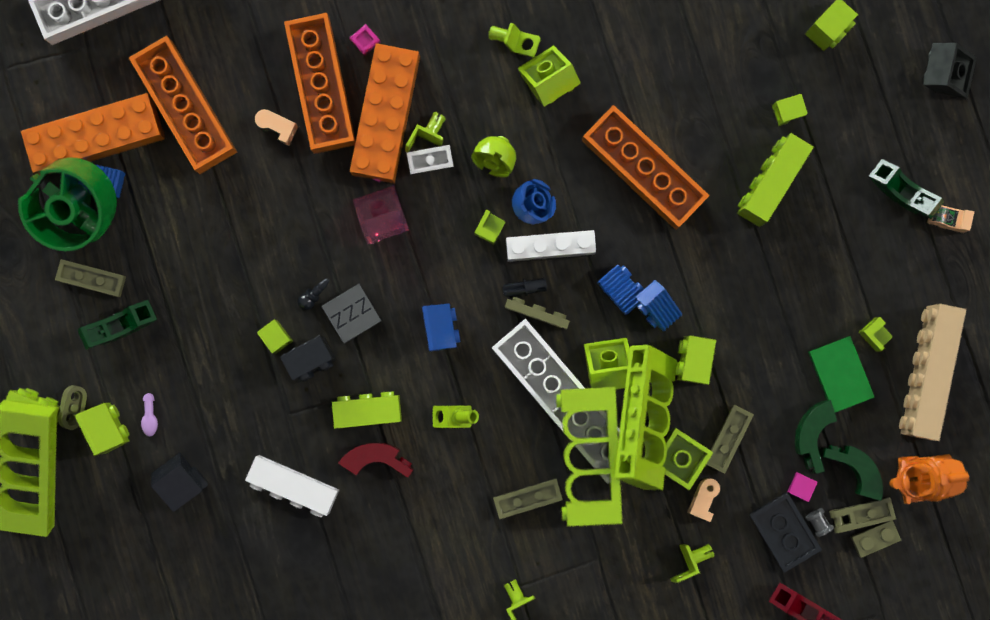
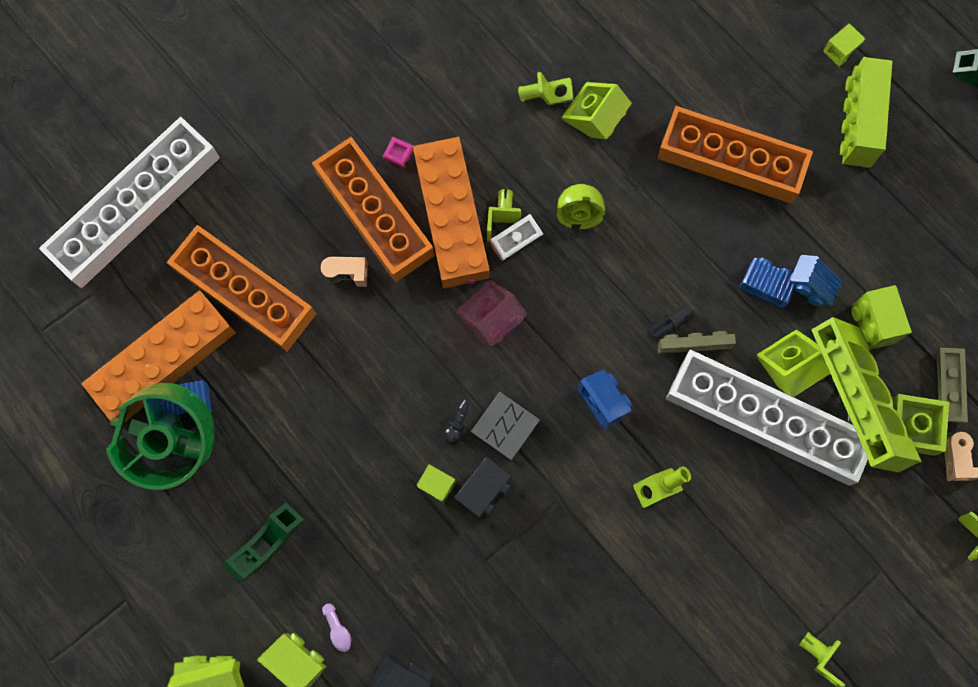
camera: 20 degrees left, 10 degrees down
(71, 407) = (249, 655): olive plate -> none
(90, 278) = (214, 507): olive plate -> none
(291, 485) = (524, 636): white brick -> none
(366, 410) = (567, 519): lime brick -> none
(375, 452) = (587, 566): dark red arch -> none
(489, 227) = (606, 280): lime panel -> none
(527, 498) = (779, 538): olive plate -> none
(533, 202) = (639, 234): blue cylinder -> none
(550, 245) = (677, 269): white brick -> none
(591, 511) = (866, 515): lime fence -> none

